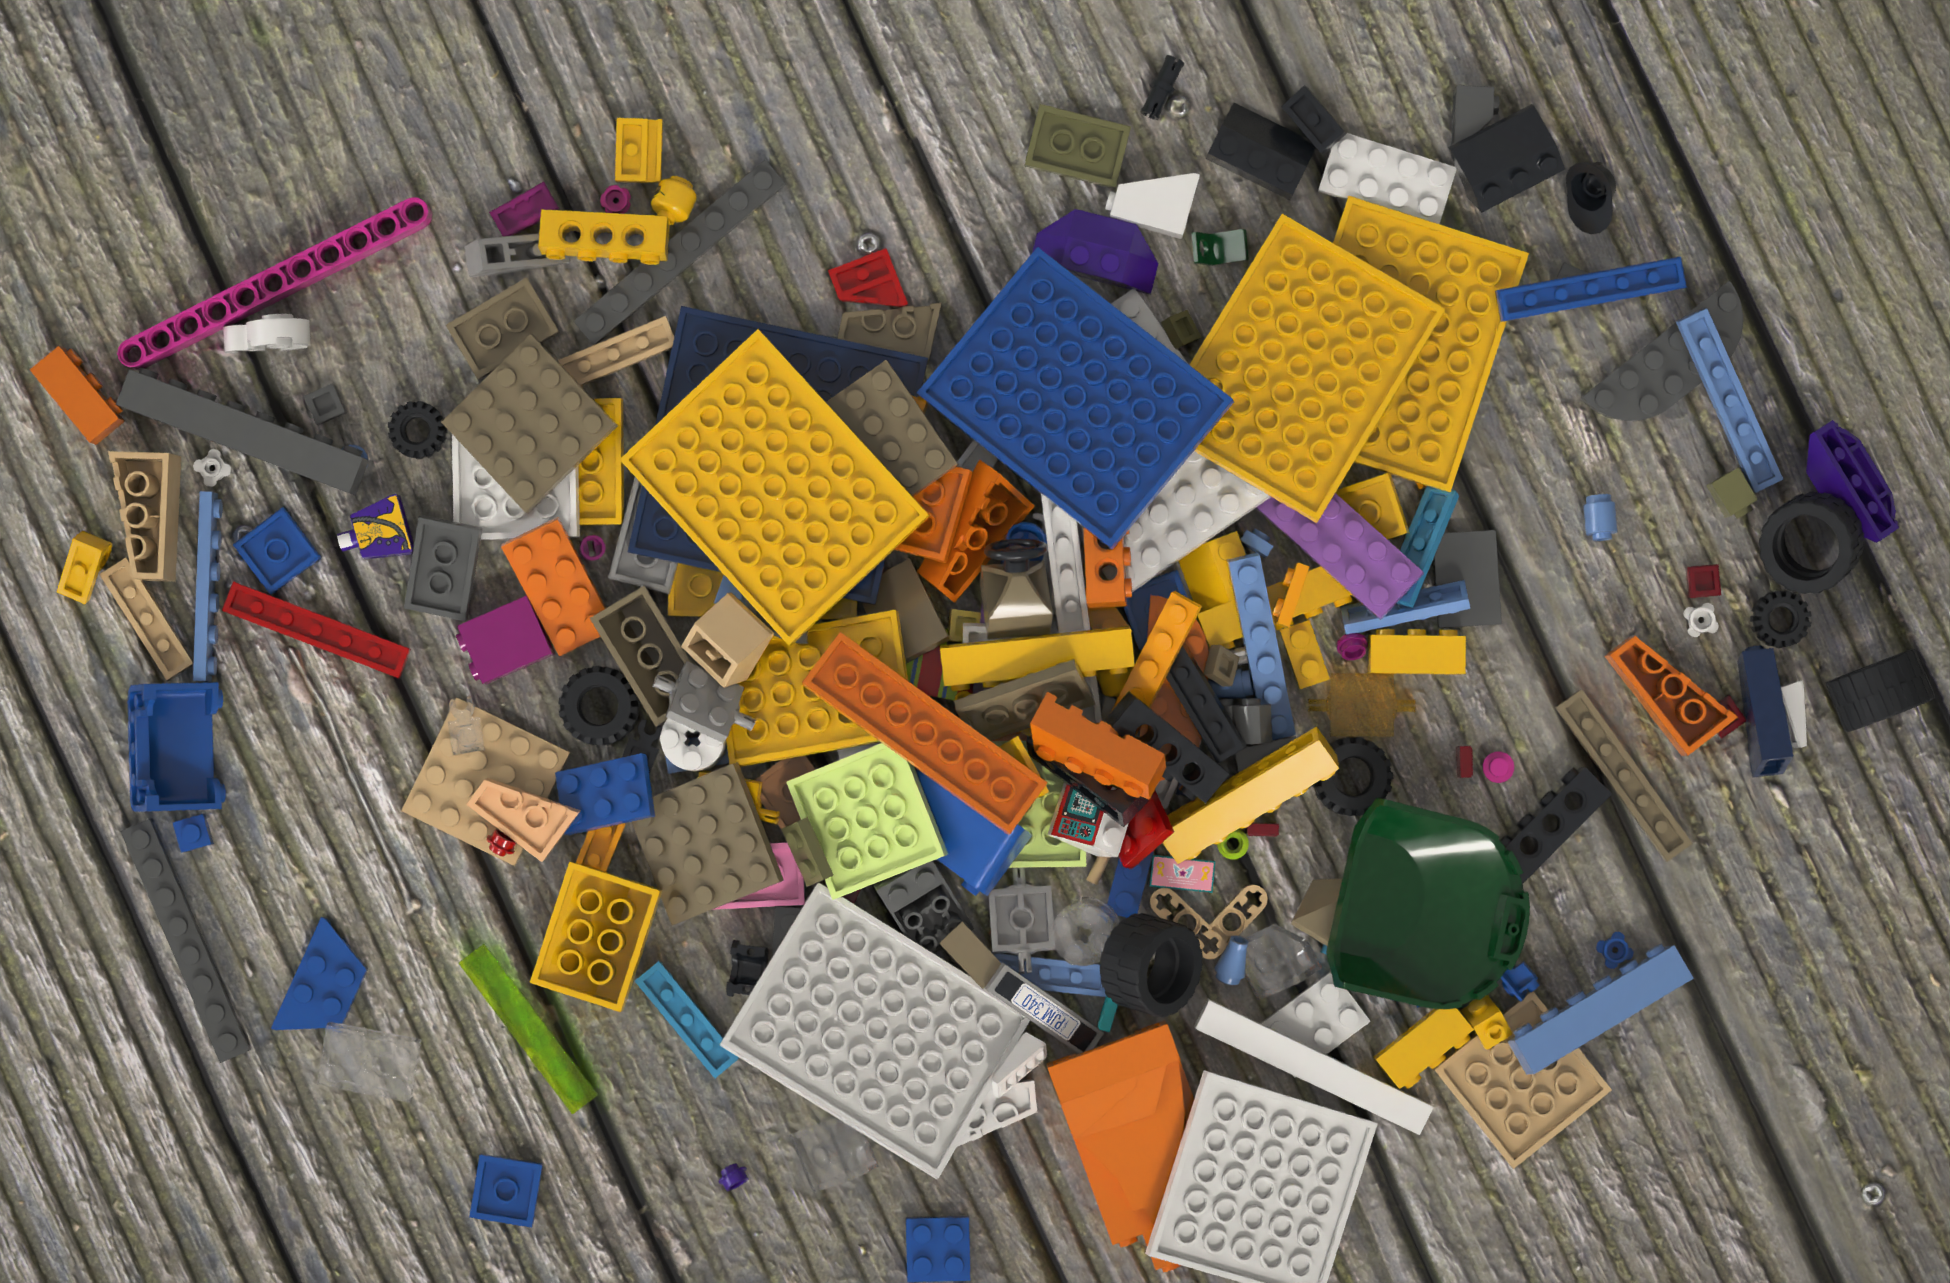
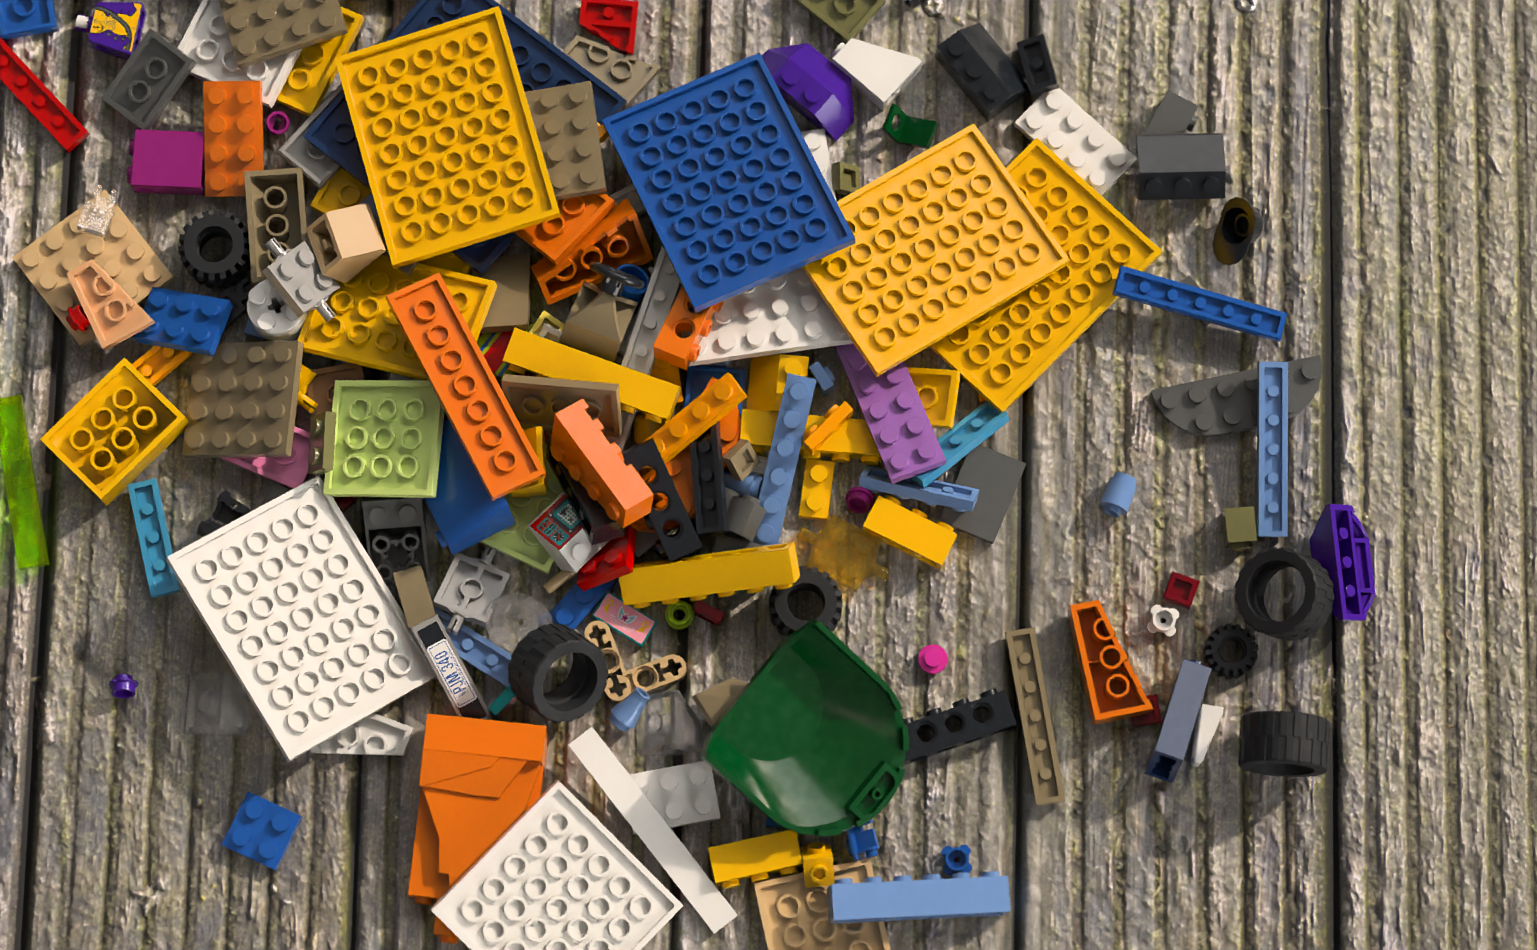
camera: 25 degrees right, 10 degrees down
(1022, 1059) = (406, 705): white slope -> none
(1464, 760) = (906, 639): dark red tile -> none

